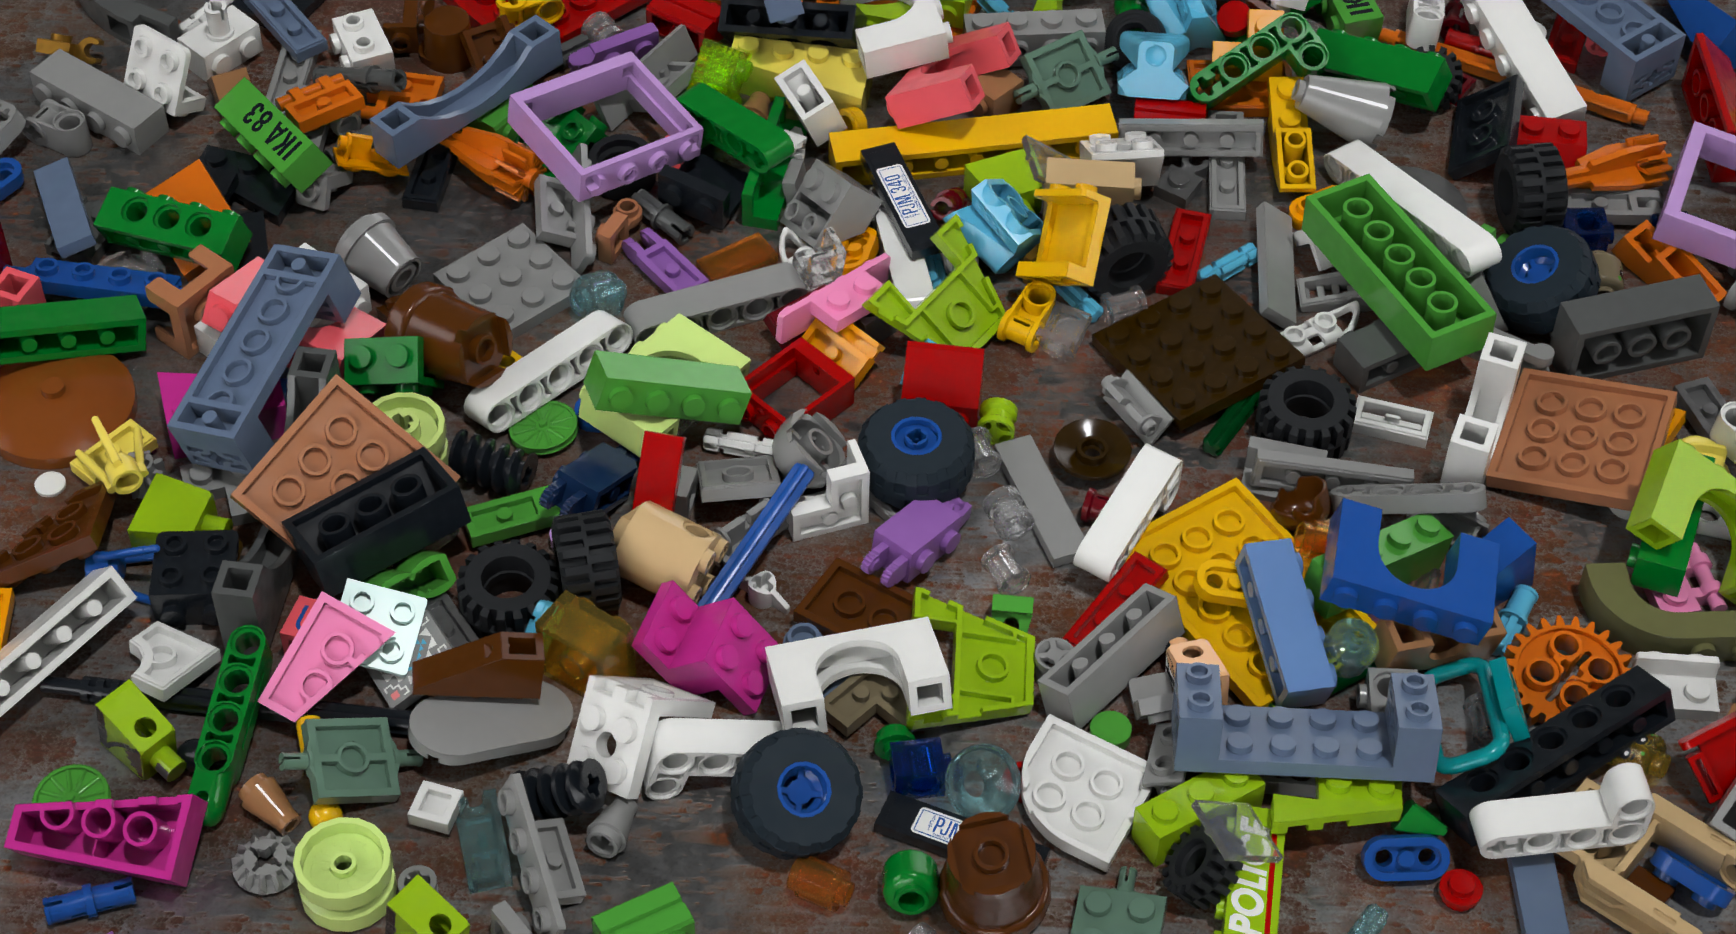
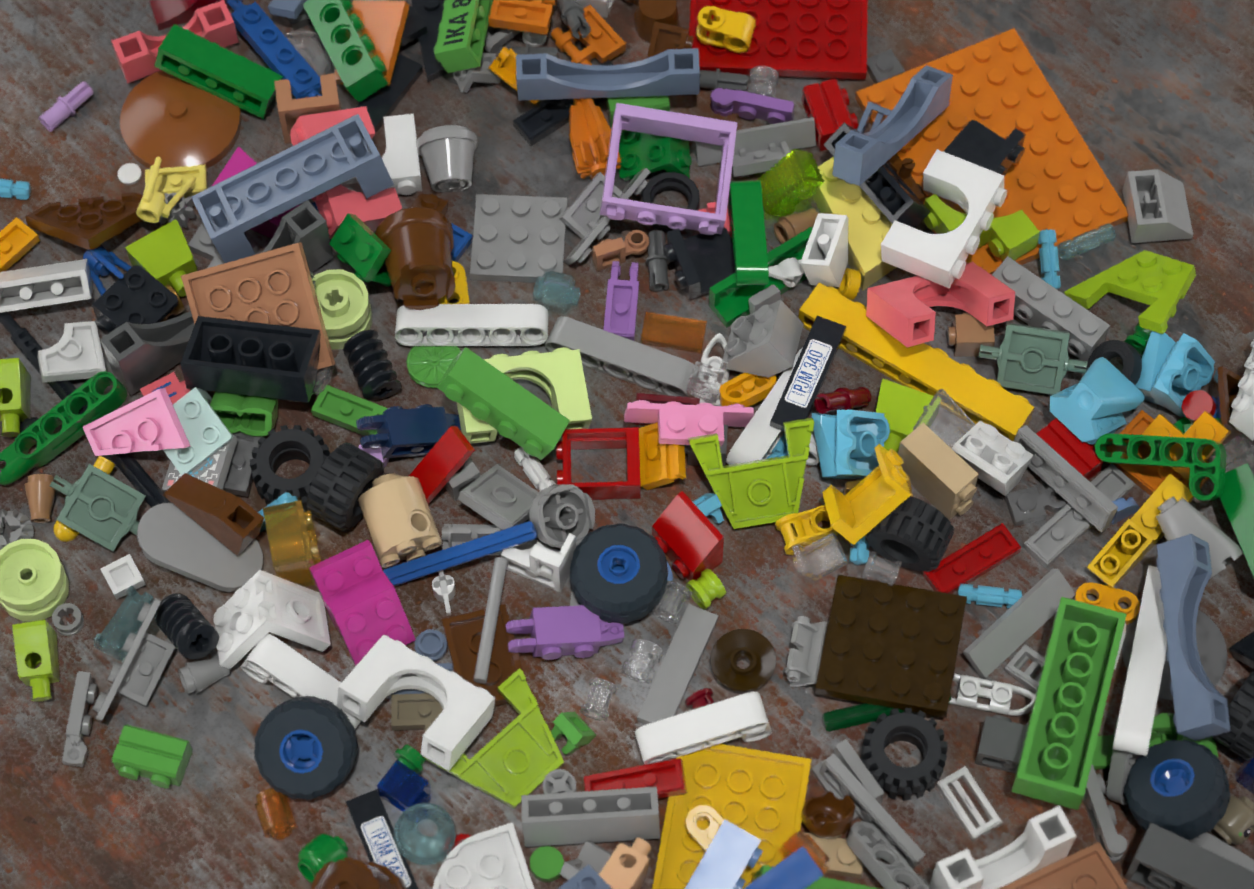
camera: 45 degrees right, 15 degrees up
(839, 572) = (490, 620): none -> light grey bar
(1491, 192) = (1184, 575): none -> sand blue arch

